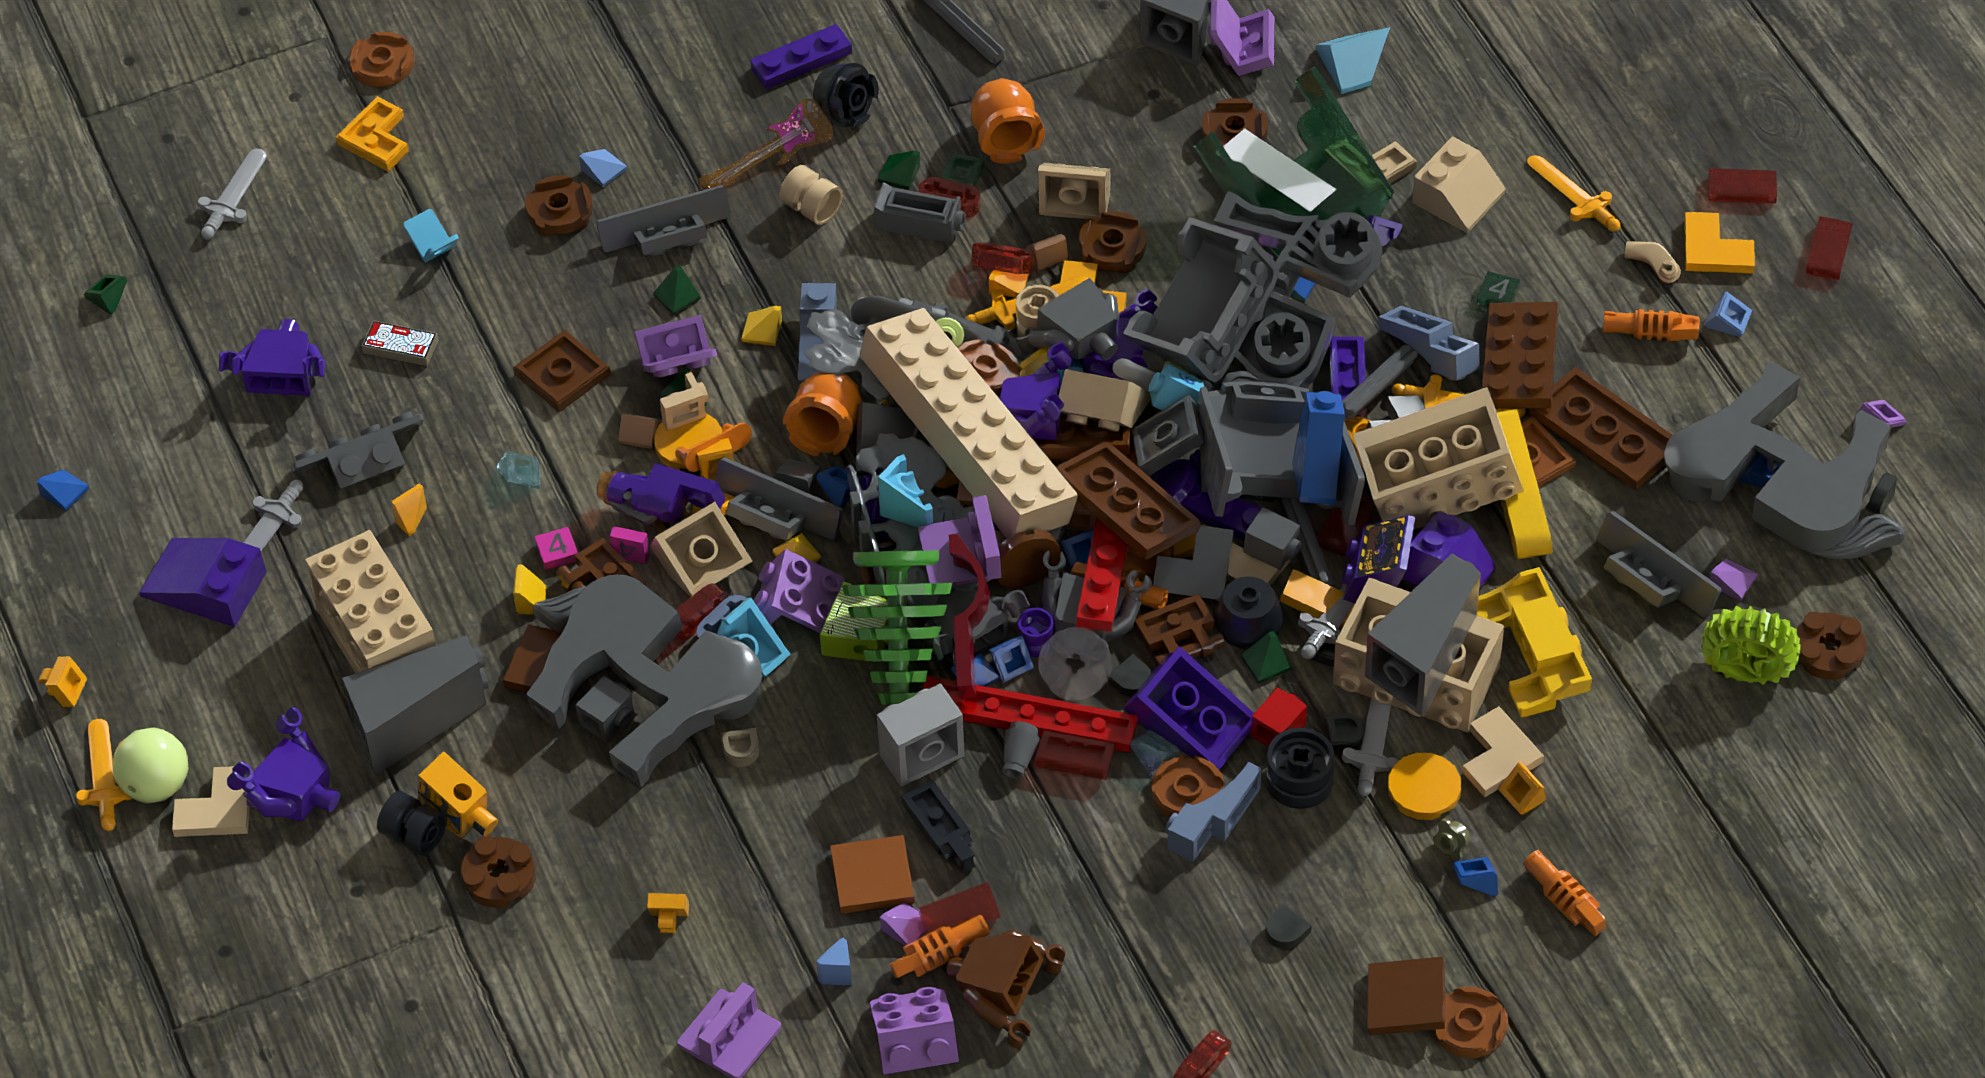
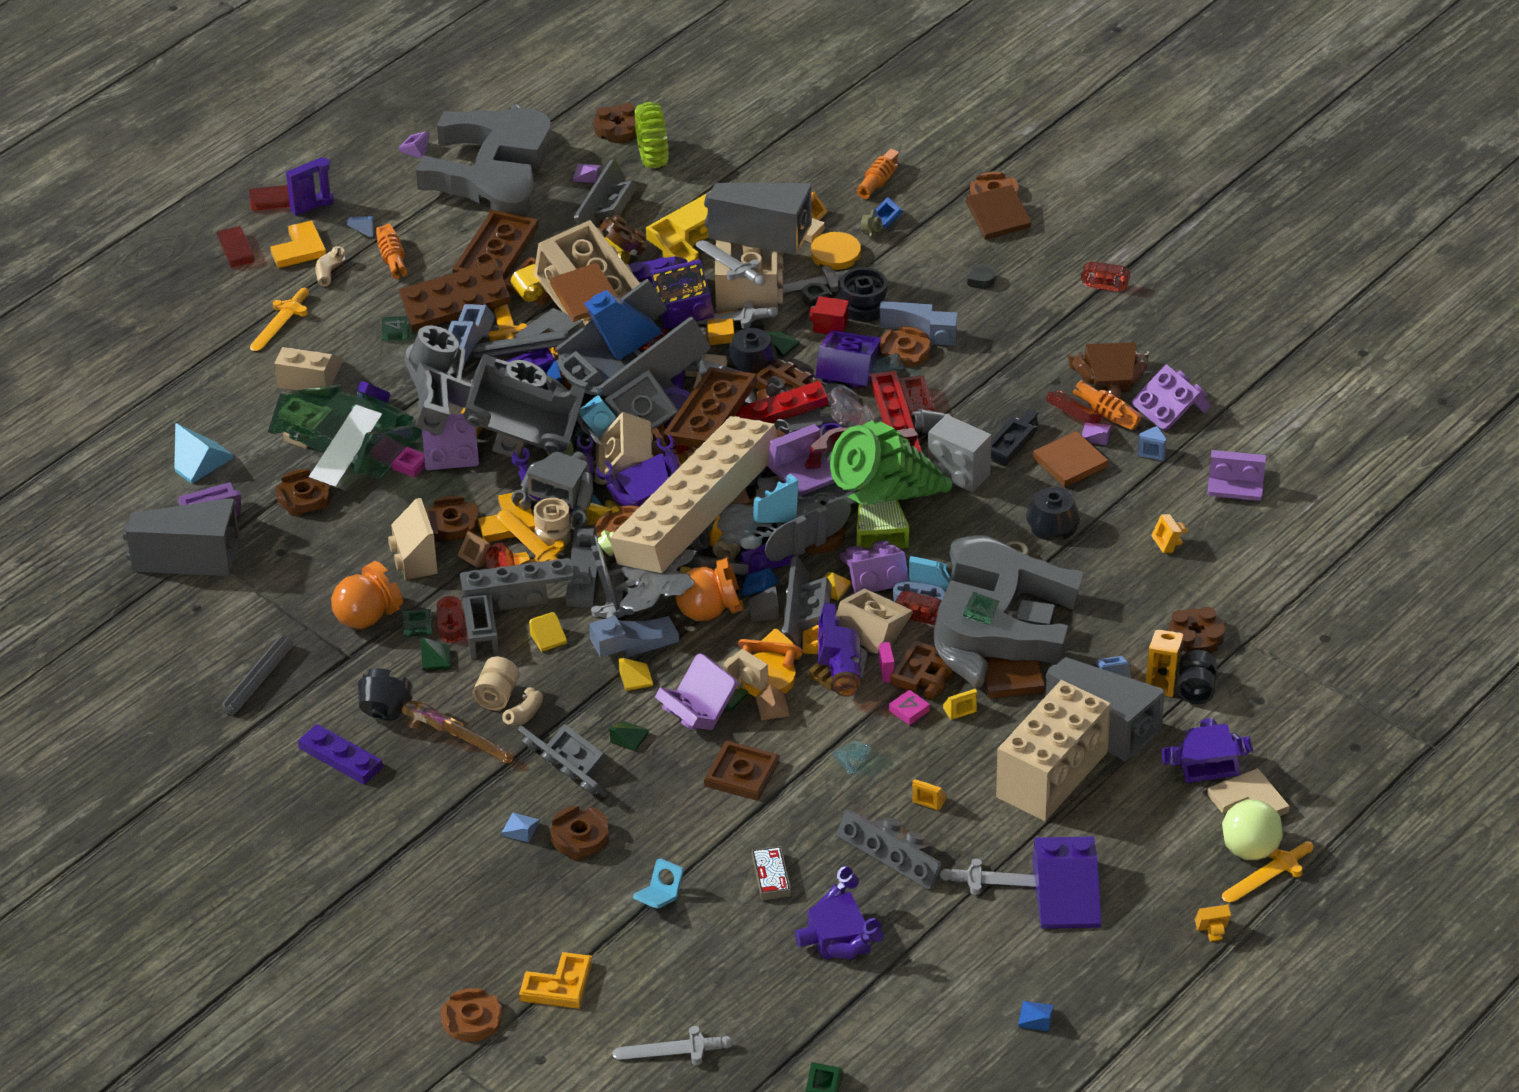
camera: 115 degrees left, 10 degrees down
(494, 763) = (1115, 664): none -> medium blue slope
(612, 620) = (981, 608): none -> clear green tile
(762, 213) = (526, 710): none -> tan arm
(774, 804) = (1053, 514): none -> black cone
(873, 271) = (547, 631): none -> yellow slope
(953, 248) = (518, 584): none -> dark grey bracket
(1356, 602) = (739, 269): none -> light grey sword
(1386, 422) = (579, 287): none -> dark orange tile
(1569, 549) = (623, 235): none -> reddish brown plate
(1804, 263) = (302, 187): none -> dark purple plate

